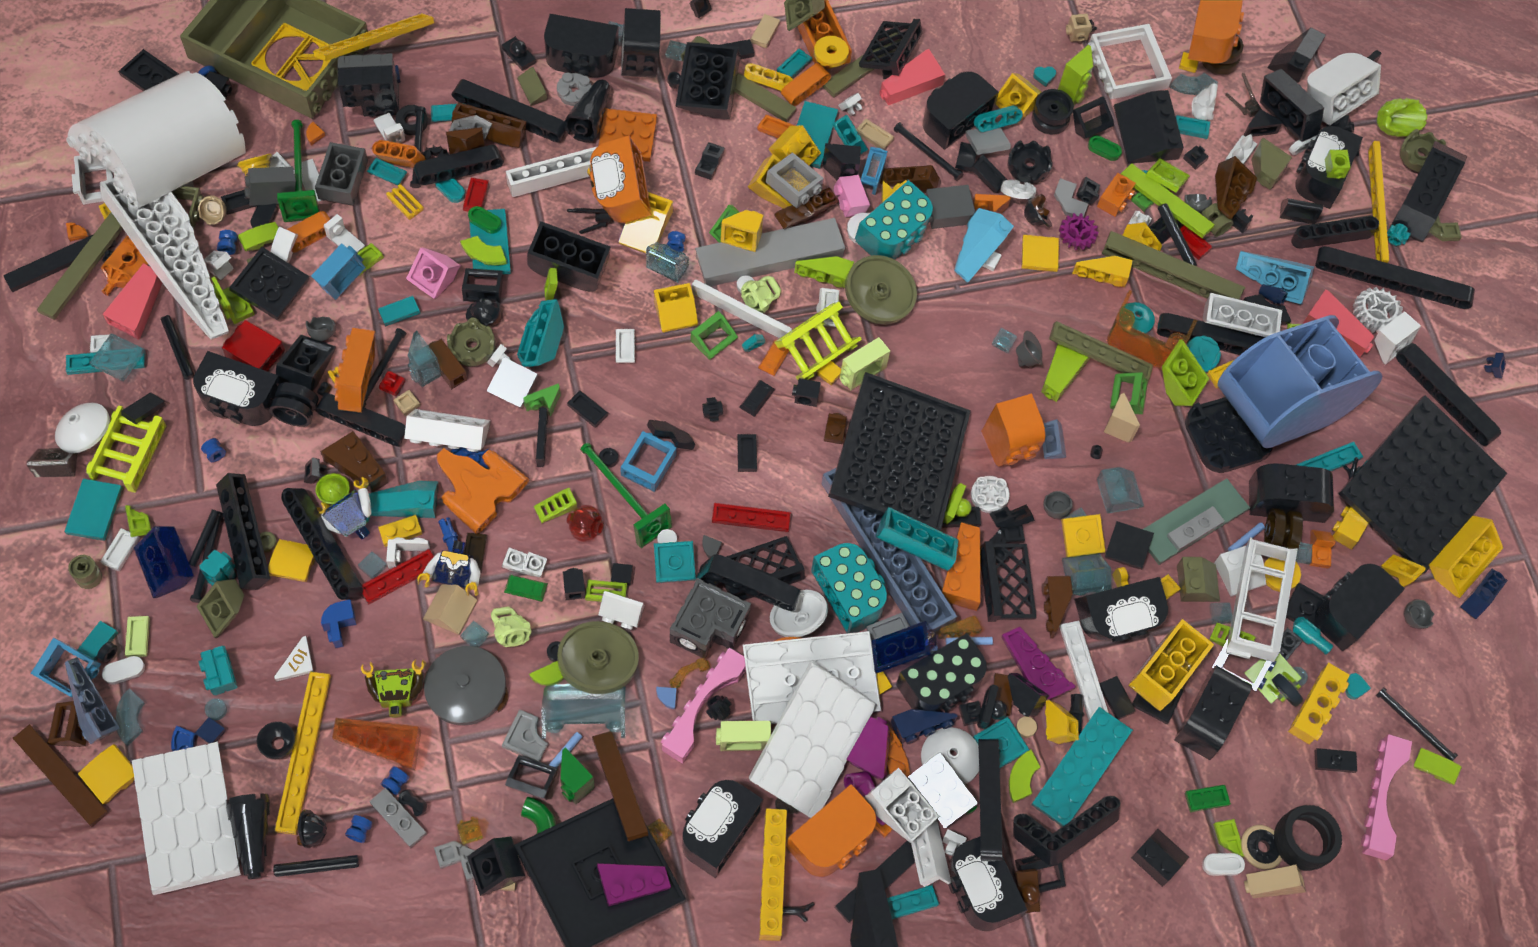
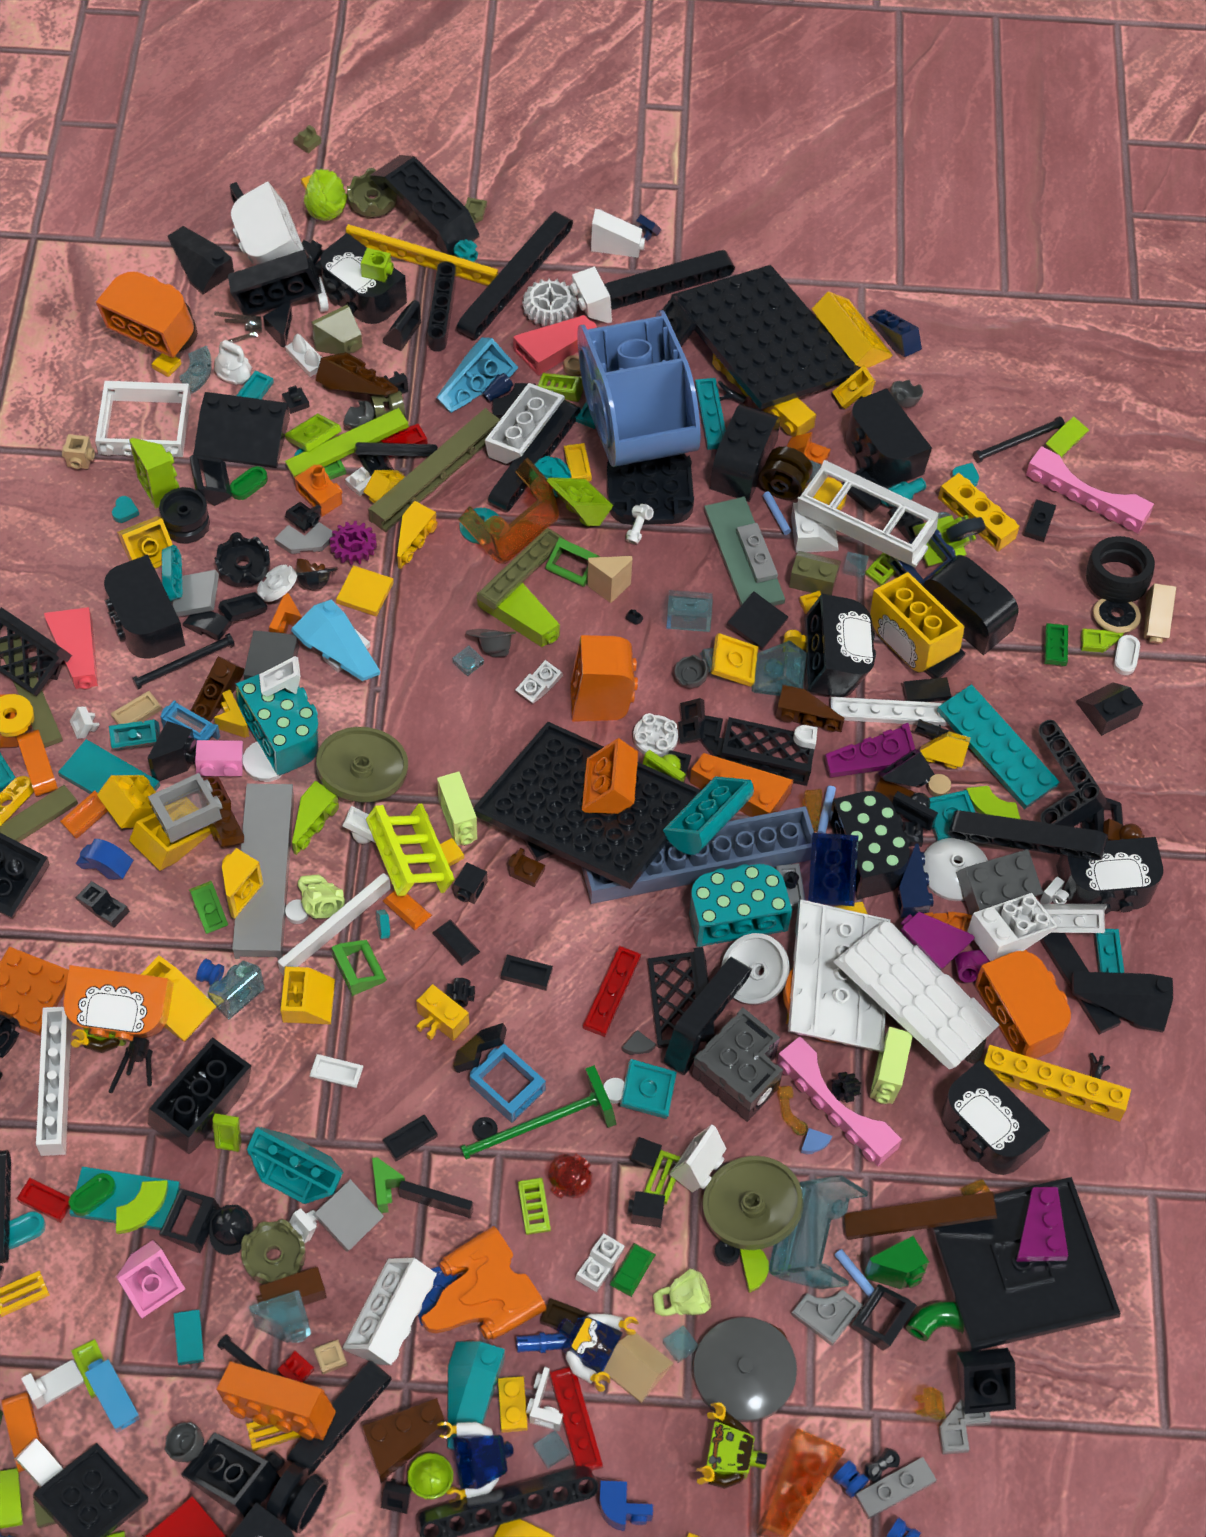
camera: 70 degrees left, 5 degrees down
(689, 401) = (441, 1013): none -> yellow brick
(742, 149) = (105, 858): none -> blue brick
(891, 625) = (791, 879): none -> black rock
(921, 205) = (281, 676): none -> white slope
(924, 461) = (610, 779): none -> orange slope
(1000, 392) = (539, 683): none -> white slope
(1031, 607) = (805, 736): none -> white tile
(1195, 430) = (640, 513): none -> white bar
(1398, 408) = (680, 319): none -> black tile
(1455, 93) = (307, 139): none -> olive tile
(1471, 340) = (615, 236): none -> white slope

